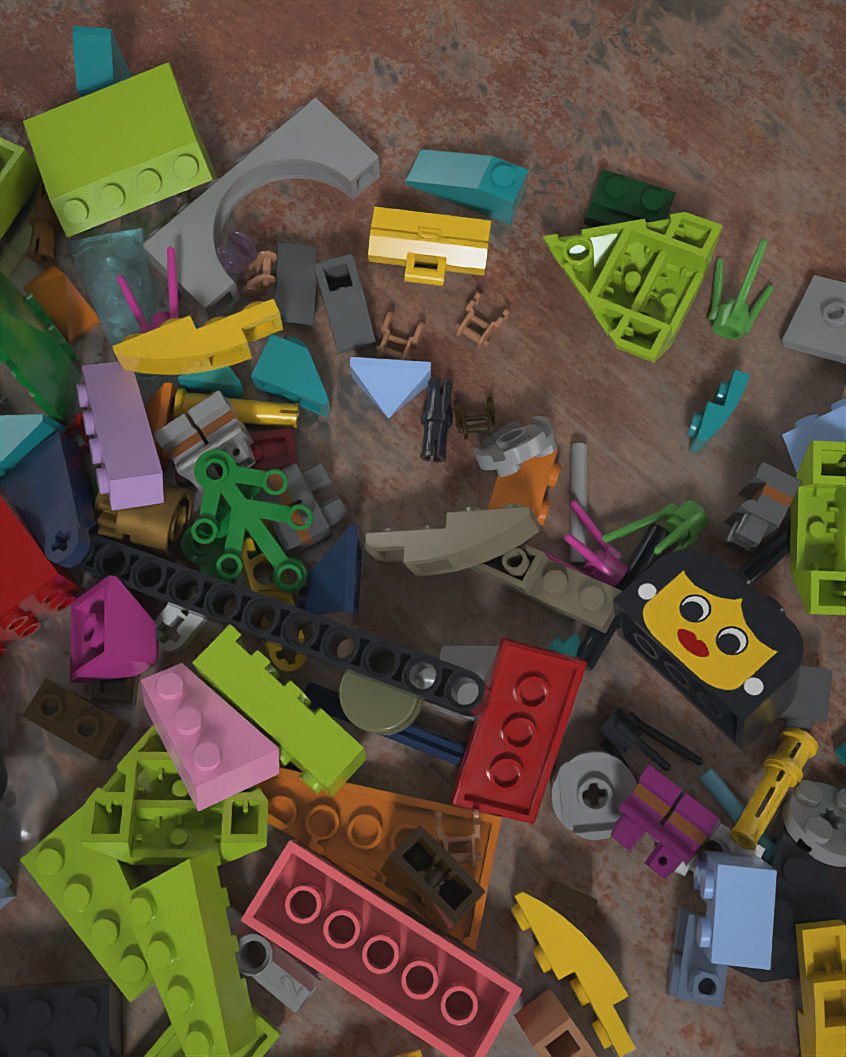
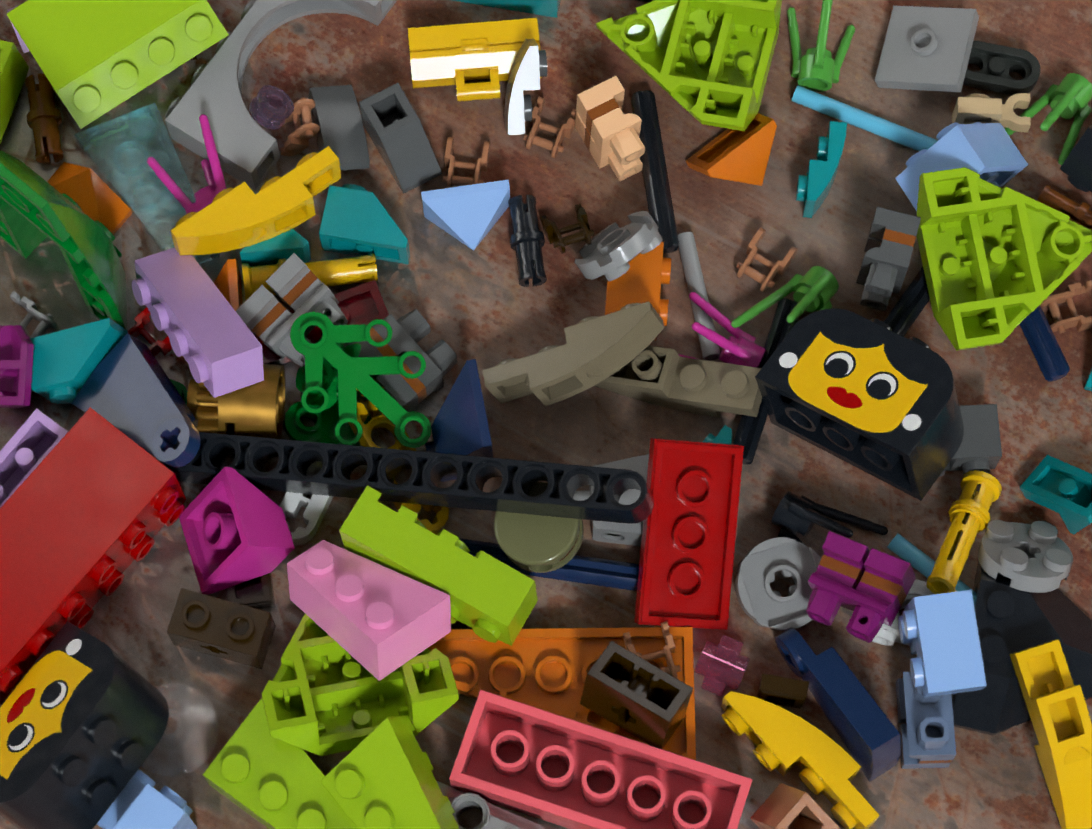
camera: 15 degrees left, 5 degrees down
(467, 271) = (524, 76): none -> slope
(521, 860) = (722, 665): none -> clear pink gear
(529, 336) = (607, 131): none -> light nougat hips
(565, 378) = (655, 169): none -> black axle
(627, 926) = (846, 703): none -> dark blue piece
(636, 472) = (778, 267): none -> nougat piece
(642, 381) = (738, 154): none -> orange slope
(765, 374) = (862, 119): none -> medium azure bar

